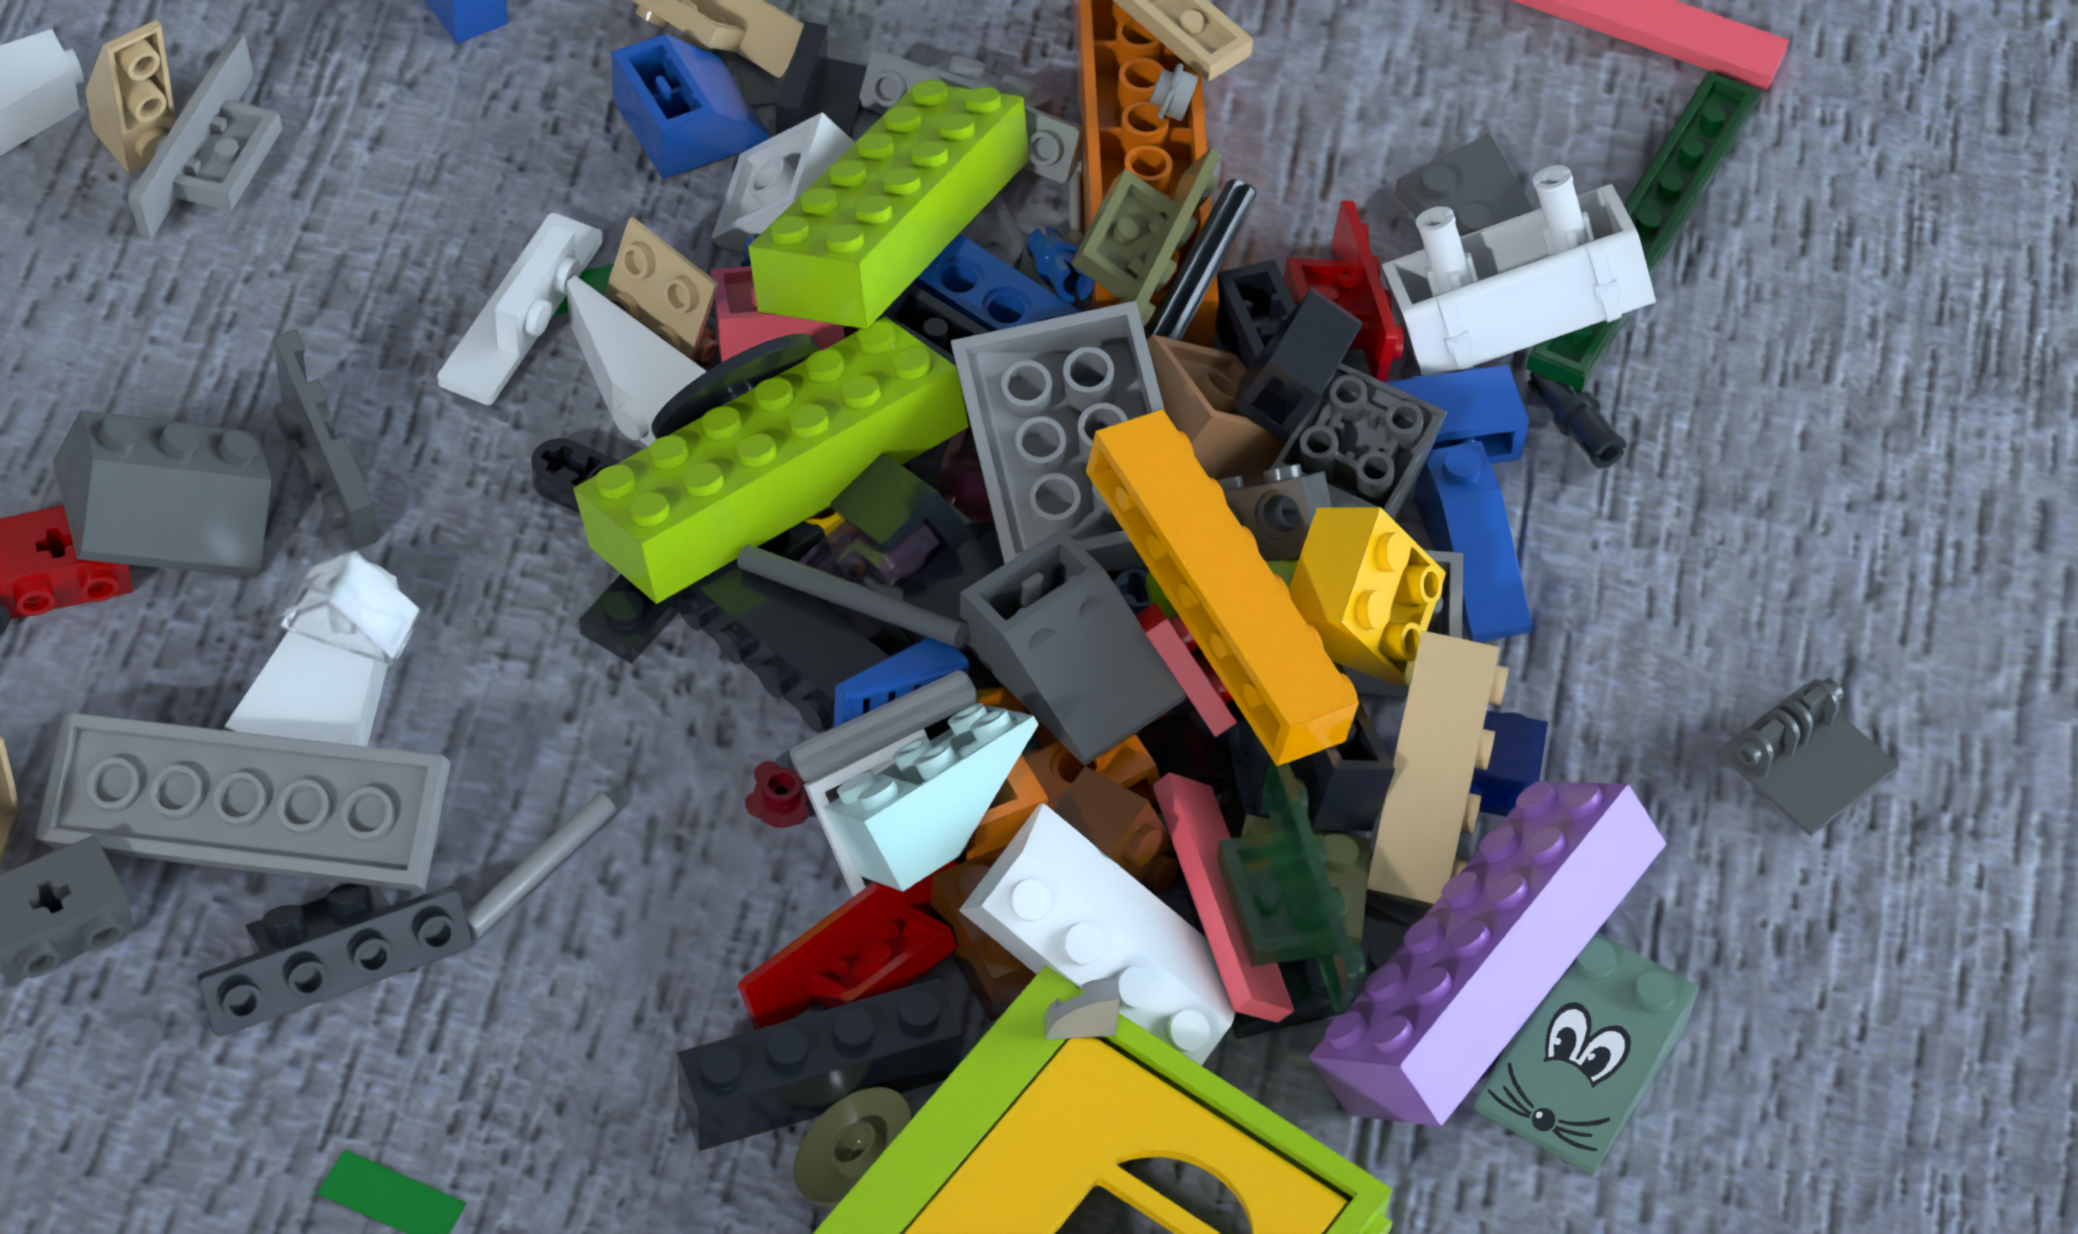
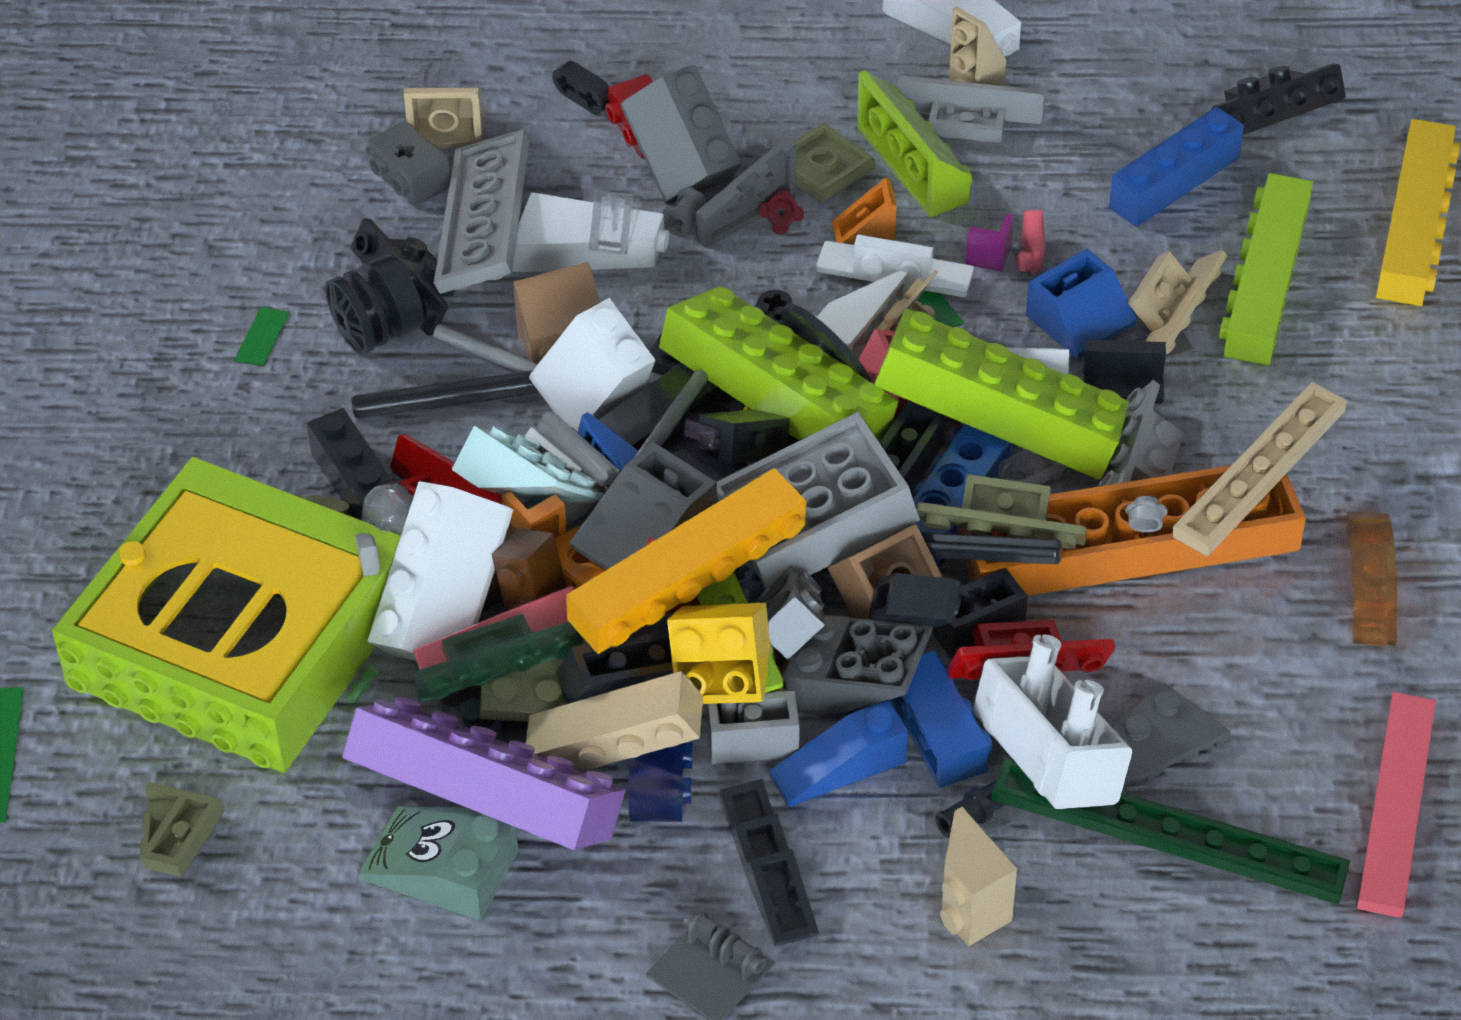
camera: 85 degrees right, 5 degrees down
(235, 351) = (828, 162): none -> olive plate
(277, 229) = (911, 146): none -> lime slope
(310, 538) = (682, 213): none -> dark grey bush
(356, 417) = (783, 201): none -> dark red plate
(415, 308) = (869, 216): none -> orange slope
(428, 985) = (374, 303): none -> black wheel
(516, 179) = (988, 247): none -> magenta panel
(525, 137) = (1032, 243): none -> coral arm
(536, 735) = (549, 304): none -> medium nougat slope
(627, 904) = (442, 394): none -> black axle
(692, 687) = (593, 365): none -> white slope
(978, 983) = (387, 508): none -> clear head
(1646, 663) = (768, 863): none -> black slope
(1728, 428) = (976, 882): none -> tan slope

